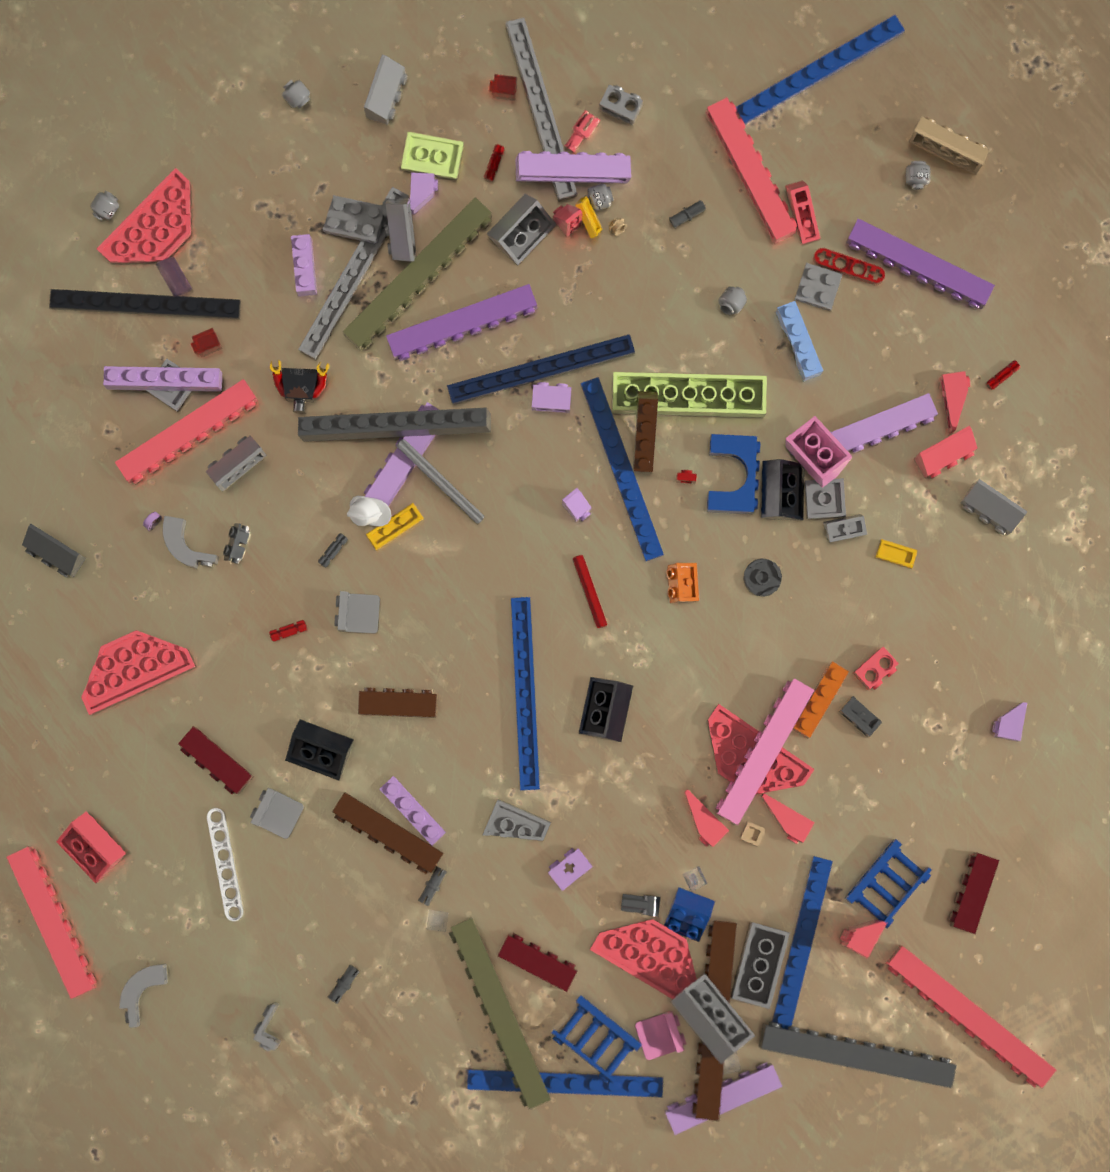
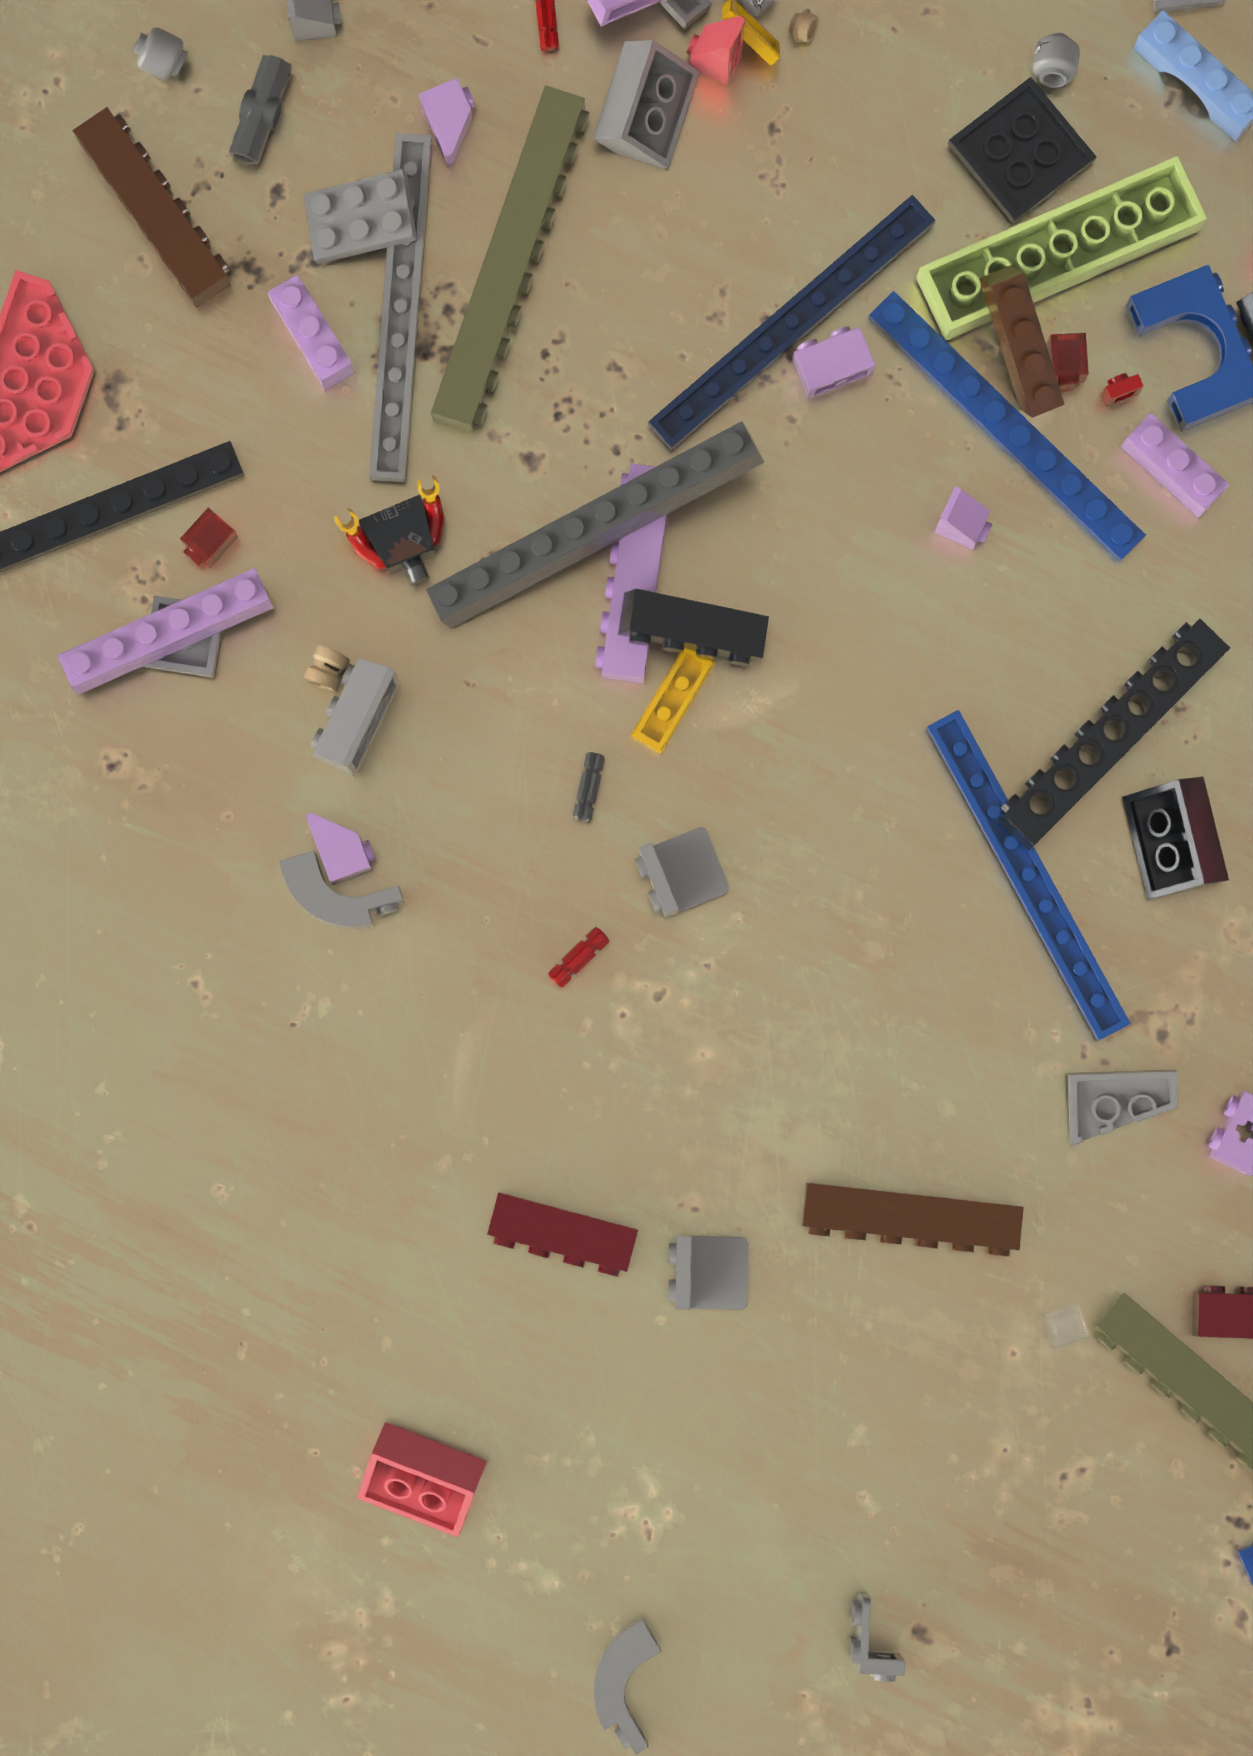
camera: 20 degrees left, 0 degrees up
(51, 922) = (416, 1639): coral brick -> none
(52, 551) = (116, 1010): dark grey slope -> none
(132, 666) = (344, 1142): coral plate -> none
(152, 521) = (260, 880): lavender tile -> none
(174, 276) = (100, 453): tile -> none
(186, 431) = (247, 702): coral brick -> none
(197, 524) = (340, 849): none -> lavender slope
(221, 865) = (657, 1404): white beam -> none
(230, 436) = (322, 675): none -> tan wheel
(233, 550) = (416, 835): dark grey hinge -> none
(256, 167) = (152, 207): none -> reddish brown brick
(319, 749) = (729, 1132): black slope -> none
(332, 144) = (260, 109): none -> dark grey piece
(343, 984) = (959, 1507): dark grey pin -> none
(369, 511) = (620, 692): white piece -> none
(397, 703) = (823, 992): reddish brown brick -> none
(400, 229) = (446, 196): light grey slope -> none
(412, 810) = (934, 1160): lavender plate -> none
(419, 495) = (693, 626): none -> black brick
(432, 155) = (438, 51): yellowish green plate -> none
(432, 886) = (1028, 1271): dark grey pin -> none
(440, 481) = (715, 585): light grey axle -> none
(462, 322) = (622, 305): medium lavender brick -> none
(590, 592) = (1052, 654): red axle -> none
(664, 626) = (1204, 649): none -> black brick
(666, 450) = (1069, 358): none -> clear red brick
(683, 582) = (1200, 567): orange bracket -> none
(693, 527) = (1174, 465): none -> lavender brick
(694, 337) = (1022, 150): none -> black plate

